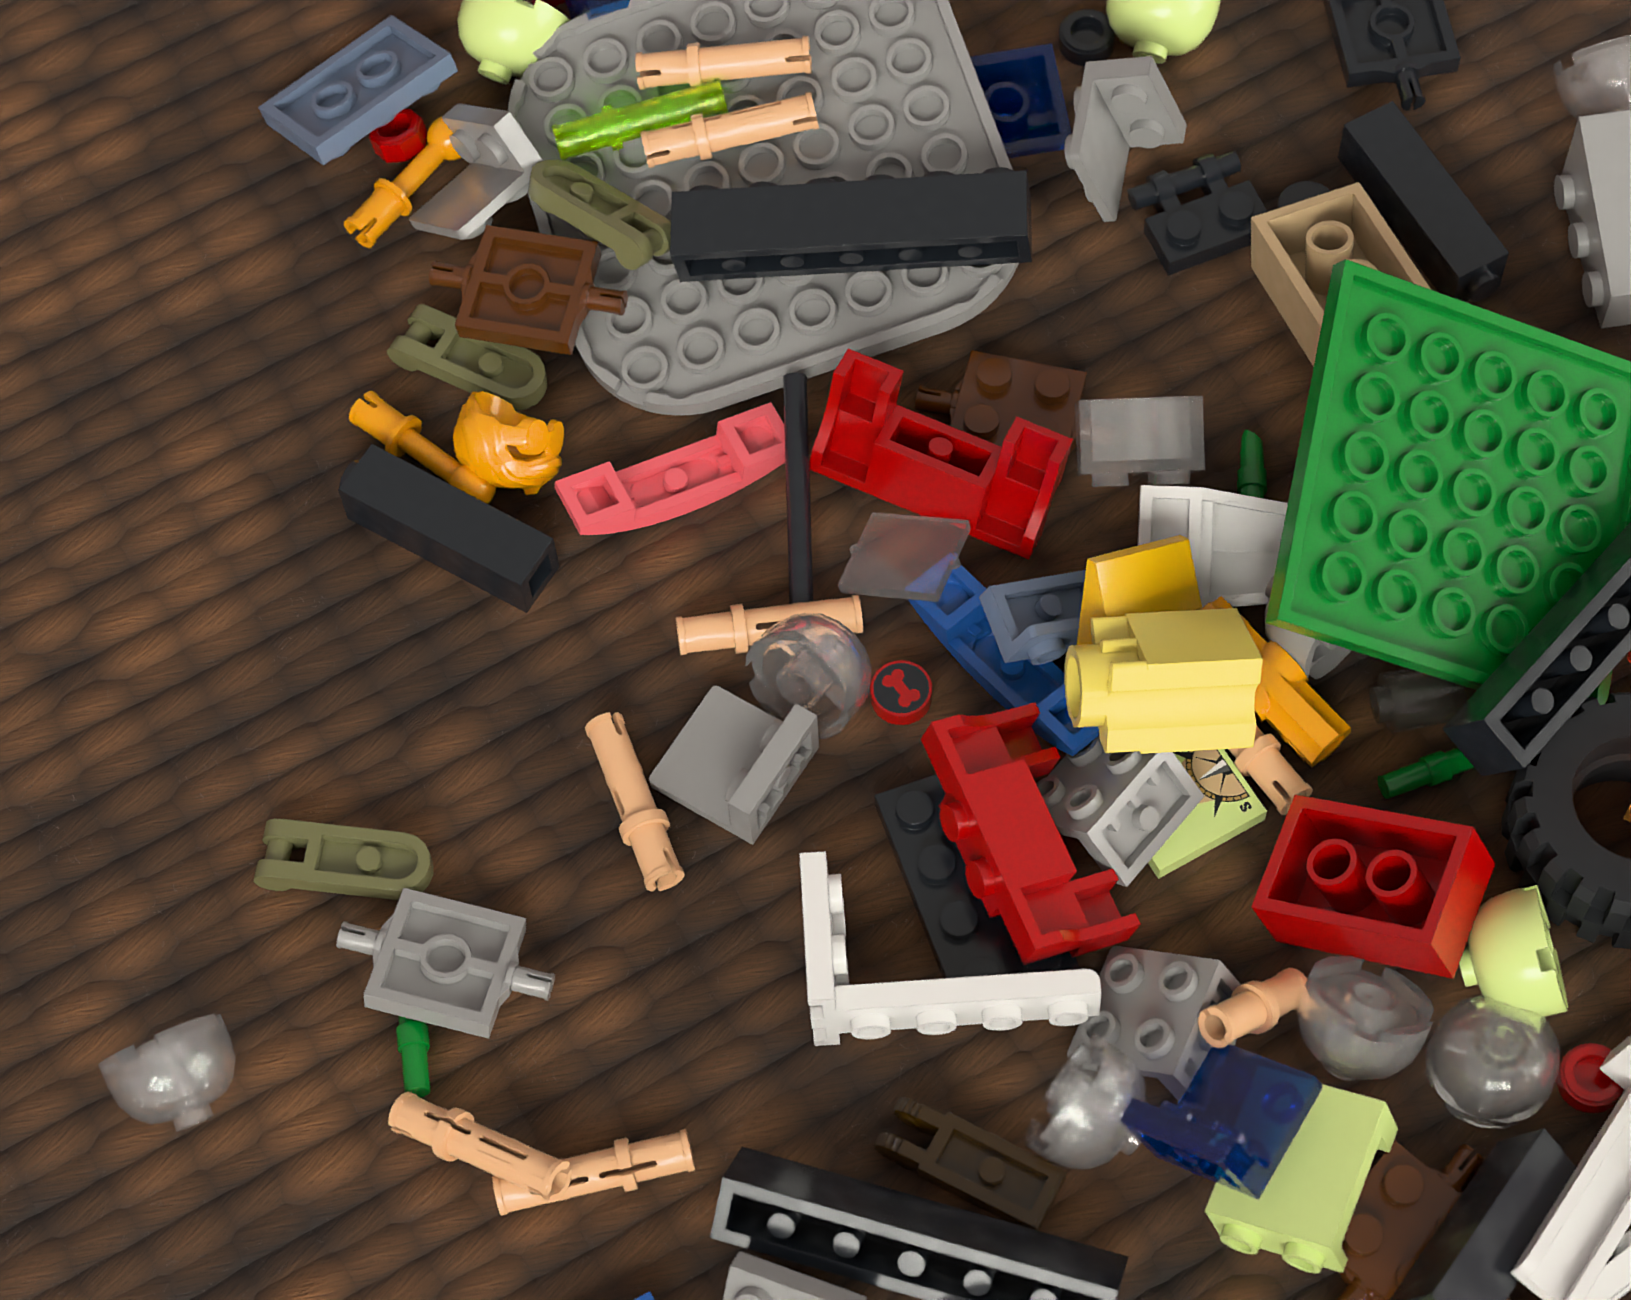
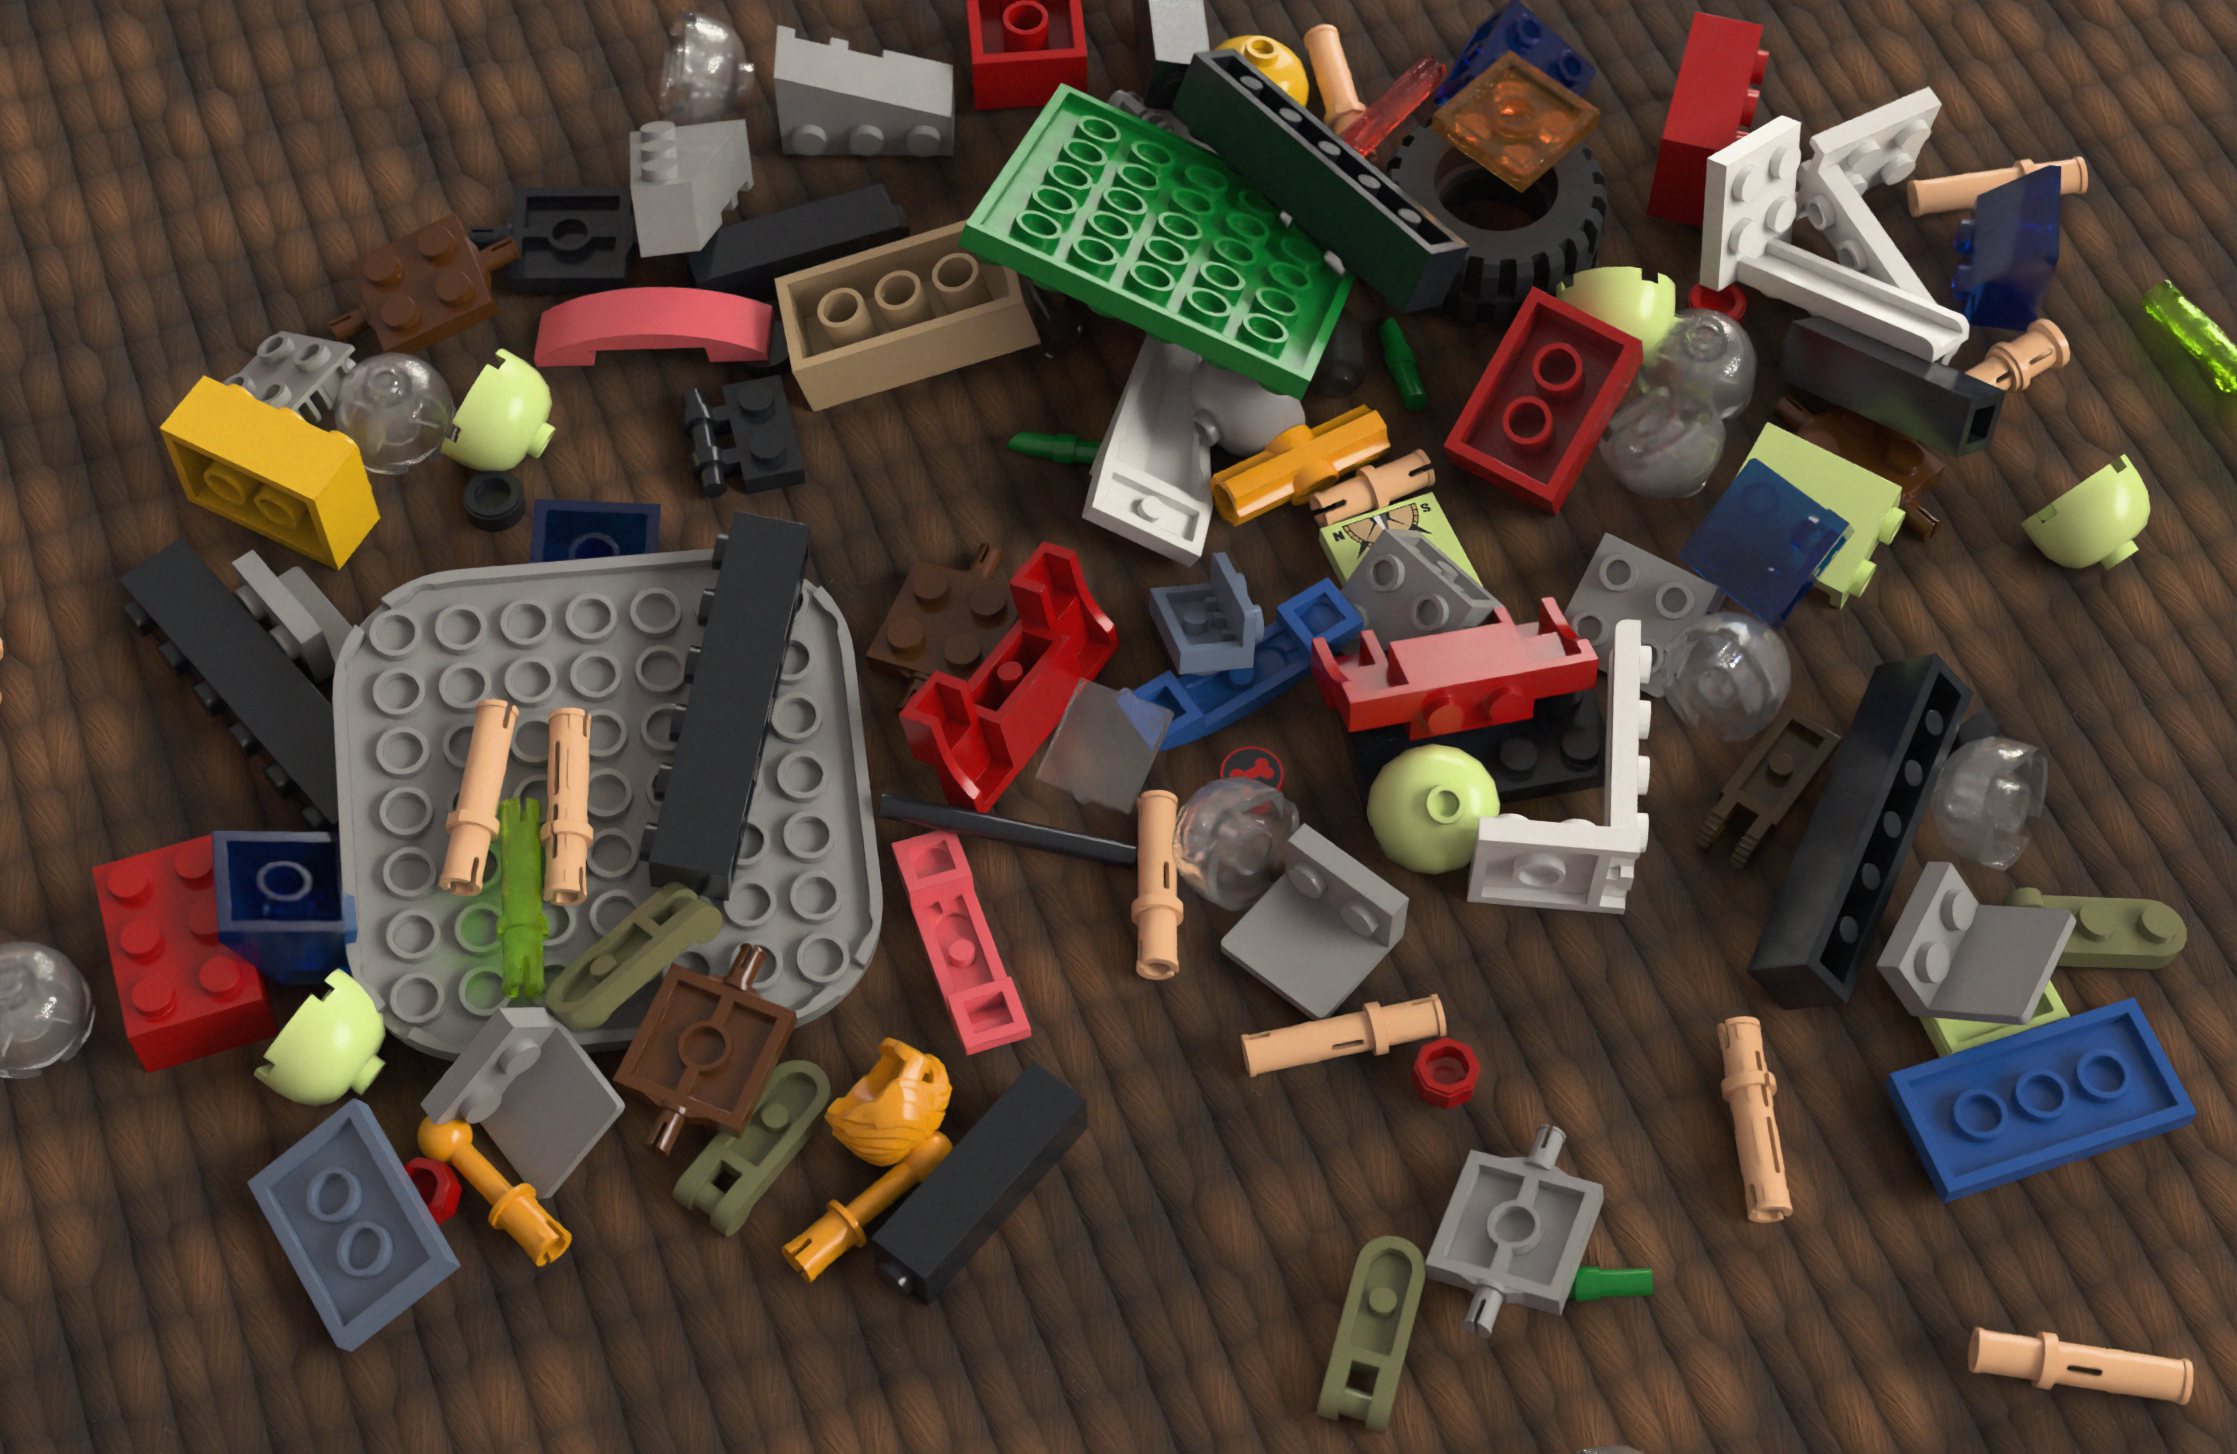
camera: 85 degrees left, 5 degrees down
(457, 1136) = (1714, 1235): light nougat pin -> none
(607, 893) = (1445, 1073): none -> red tile
(879, 842) = (1430, 807): none -> yellowish green cylinder
(1116, 109) = (626, 459): light grey bracket -> none
(1139, 580) = (1230, 531): yellow slope -> none
(1140, 438) = (1036, 490): clear brick -> none
(1166, 681) = (1330, 505): light yellow piece -> none
(1252, 1008) = (1644, 524): light nougat pin -> none
(1299, 111) = (654, 319): none -> coral slope
(1454, 81) = (685, 181): none -> light grey wedge

